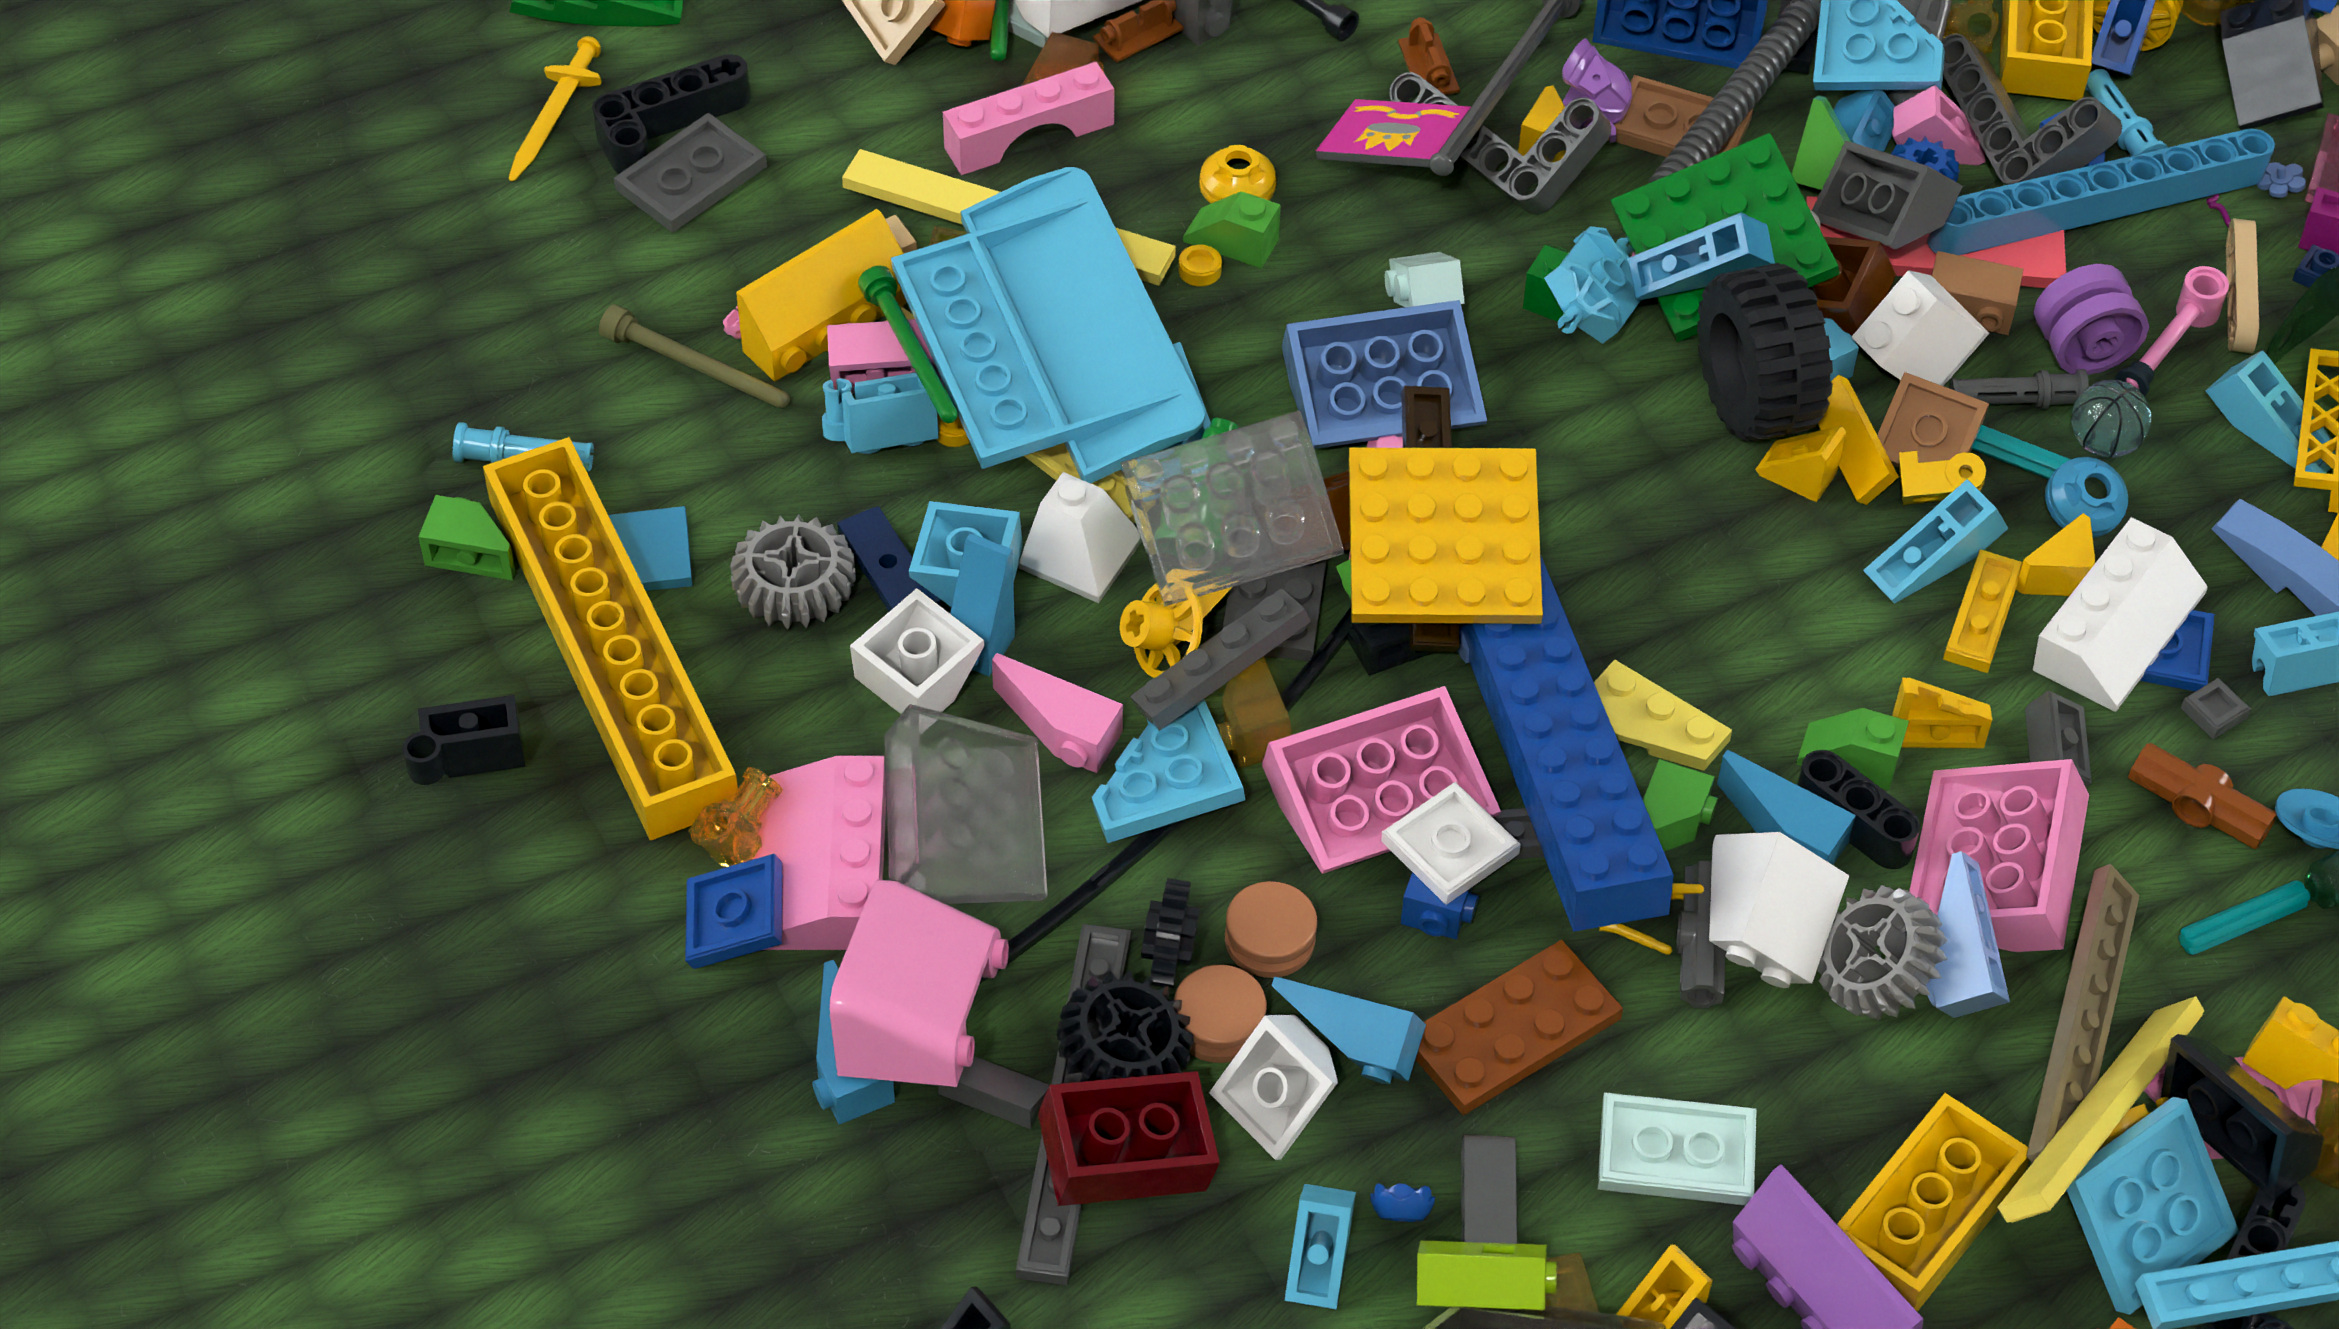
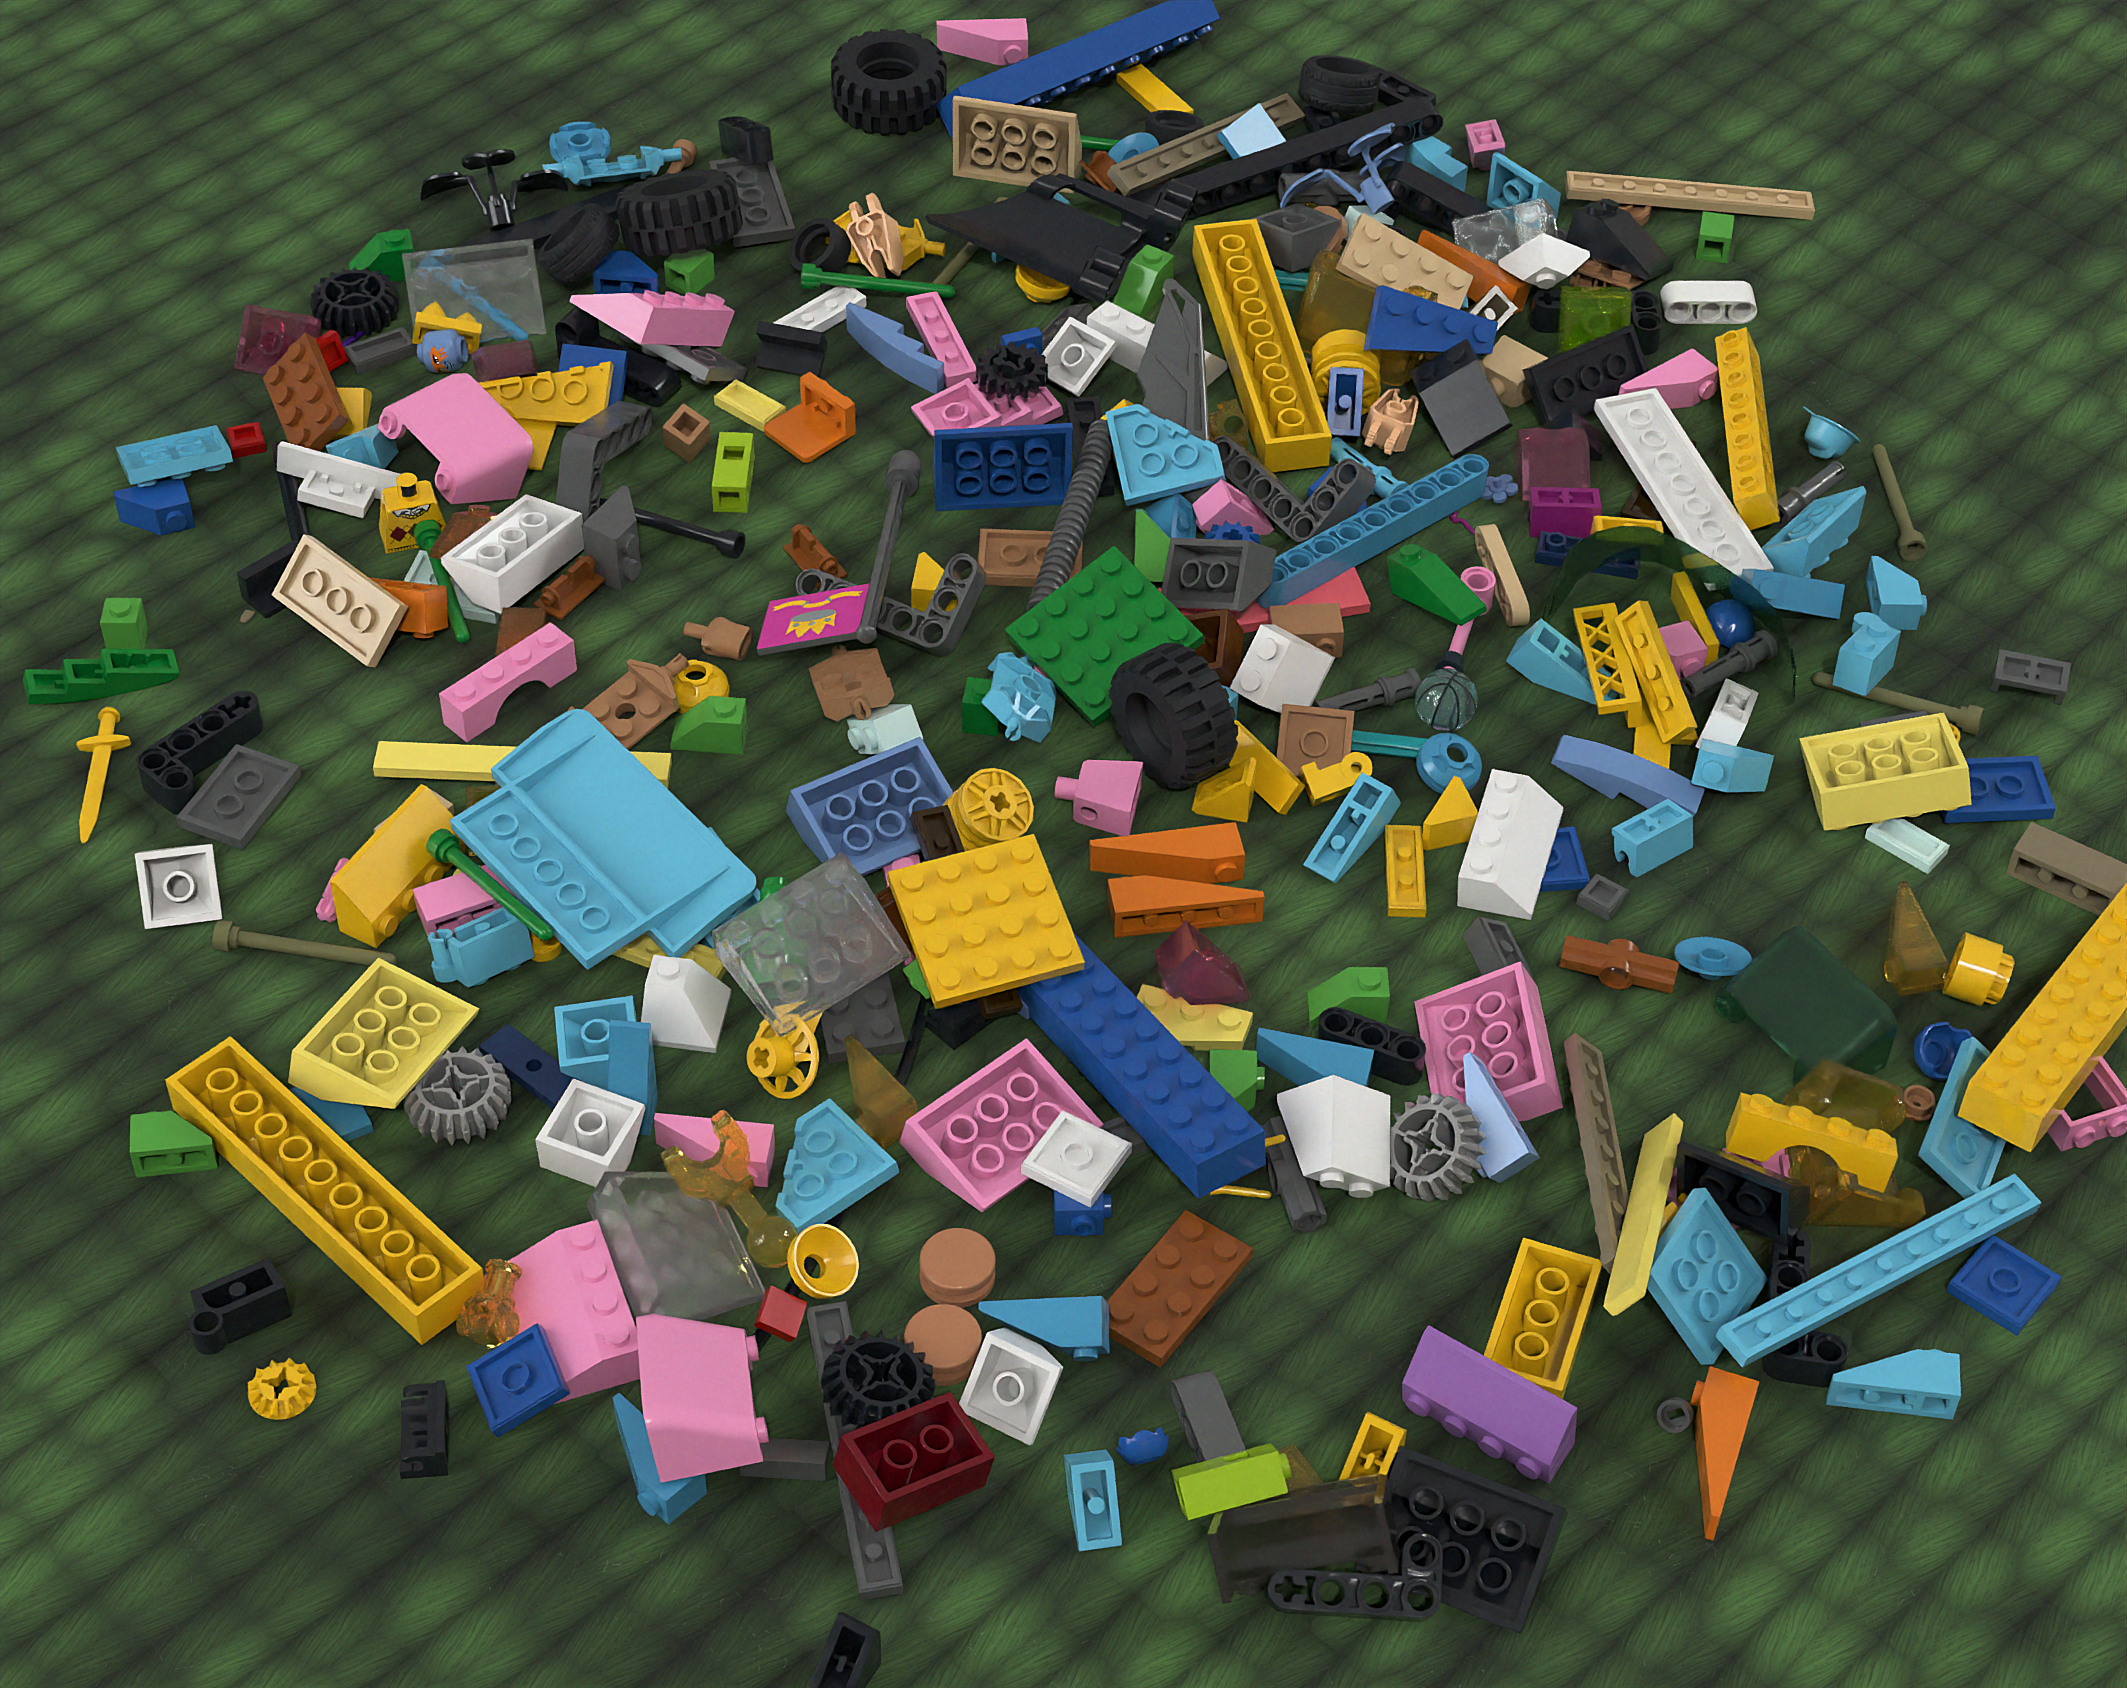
camera: 20 degrees left, 5 degrees down
(487, 860) = (292, 1399): none -> yellow gear
(499, 444) = (164, 1061): medium azure pin -> none
(585, 254) = (178, 885): none -> white slope
(615, 938) = (424, 1431): none -> black hinge
(727, 483) = (378, 1039): none -> light yellow slope
(1044, 753) = (728, 1183): none -> clear yellow piece
(1050, 923) = (780, 1314): none -> red tile
(1137, 874) = (834, 1255): none -> yellow piece
(1170, 932) = (883, 1291): black gear -> none
(1172, 166) = (641, 690): none -> medium nougat plate
(1200, 265) = (693, 764): yellow tile -> none
(1220, 659) = (839, 1067): dark grey plate -> none
(1288, 128) = (722, 638): none -> medium nougat piece
(1410, 218) = (851, 683): none -> medium nougat plate
(1482, 413) = (990, 808): none -> yellow wheel
(1598, 80) = (959, 537): medium lavender helmet -> none
(1657, 424) = (1104, 794): none -> bright pink torso
(1677, 1149) = (1334, 1343): light aqua tile -> none
(1678, 574) = (1162, 904): none -> orange slope
(1685, 661) = (1199, 969): none -> clear pink slope
(1701, 256) = (1096, 655): dark azure slope -> none
(1725, 521) = (1187, 854): none -> orange slope
(1941, 717) = (1408, 958): yellow wing -> none
(2091, 319) = (1404, 628): medium lavender wheel -> none
(2151, 275) = (1431, 584): none -> green slope
(2174, 66) = (1390, 422): none -> light nougat hinge
(2244, 917) = (1682, 1046): teal axle -> none

